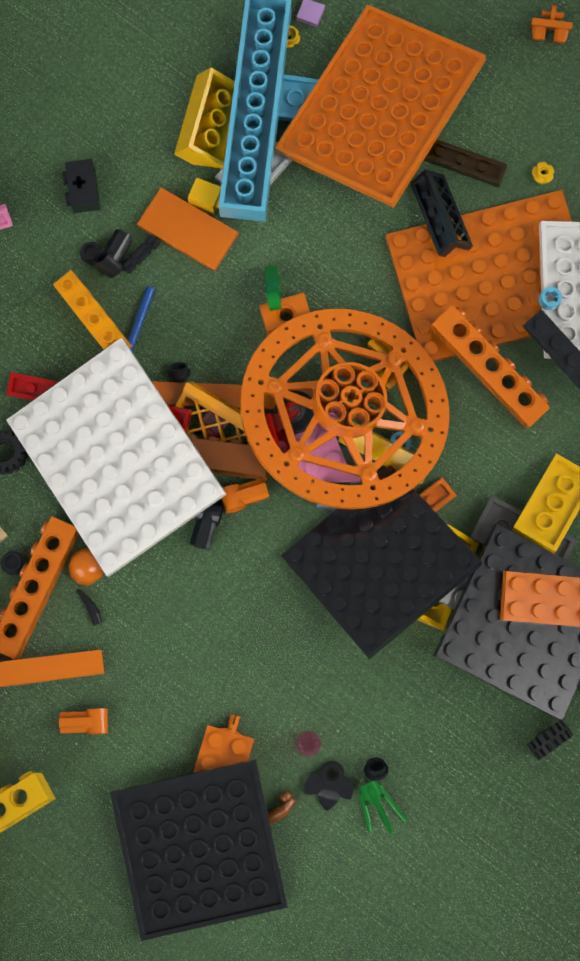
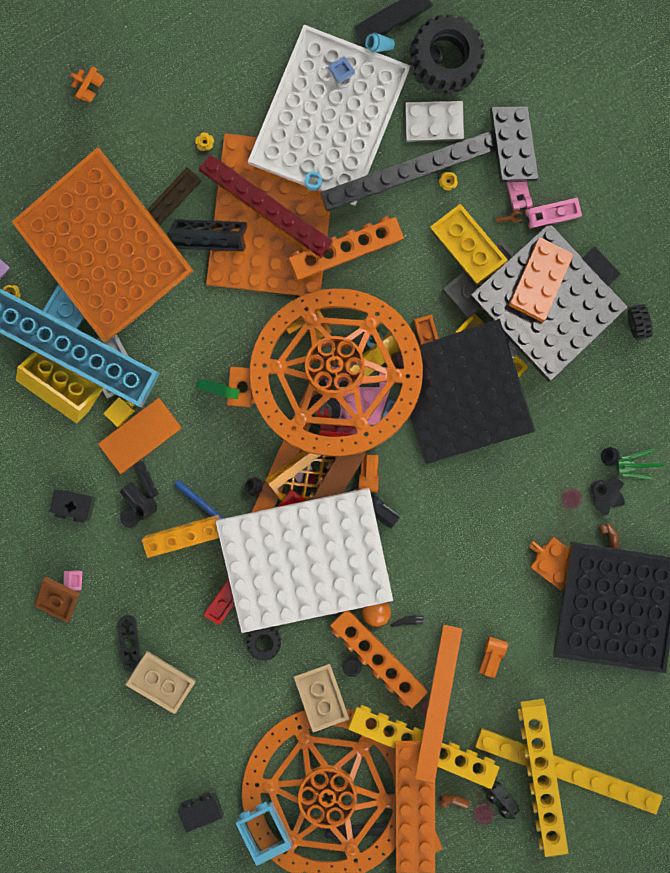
camera: 70 degrees left, 10 degrees up
(499, 261) = (266, 206): none -> dark red plate

